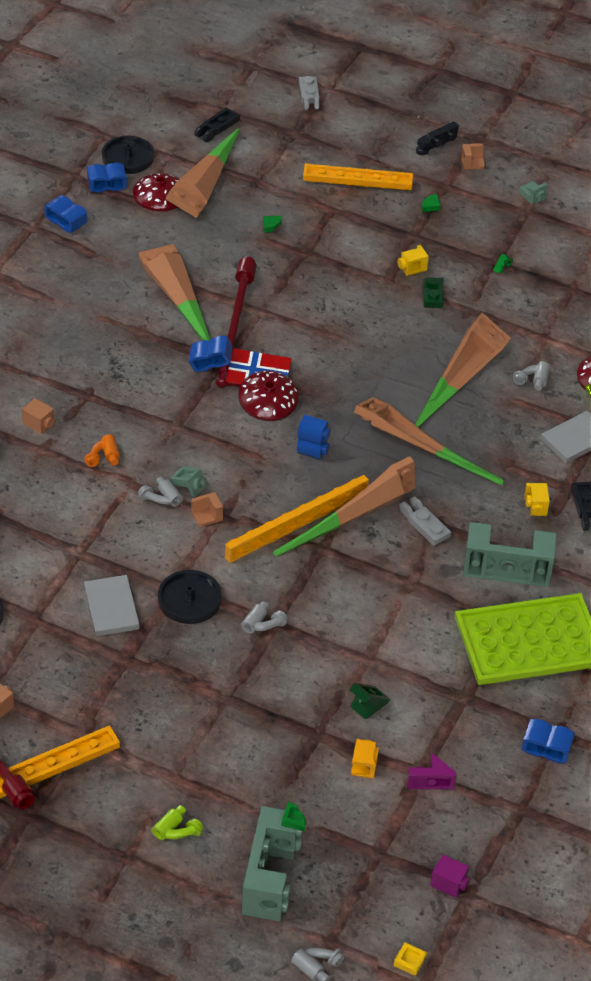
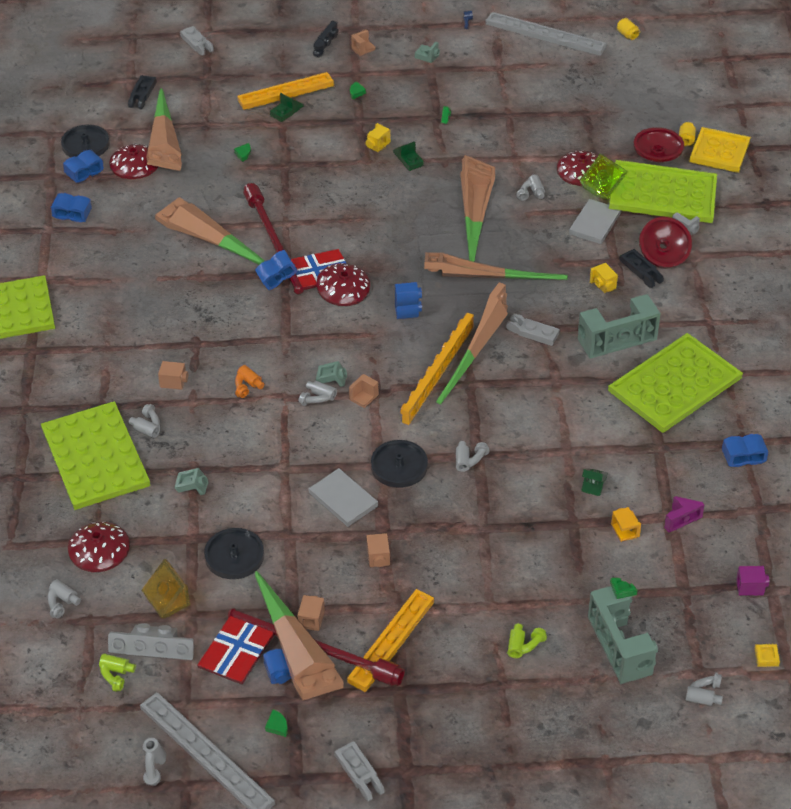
camera: 25 degrees left, 0 degrees up
(102, 671) = (378, 550): none -> nougat brick
(347, 195) = (286, 108): none -> dark green slope

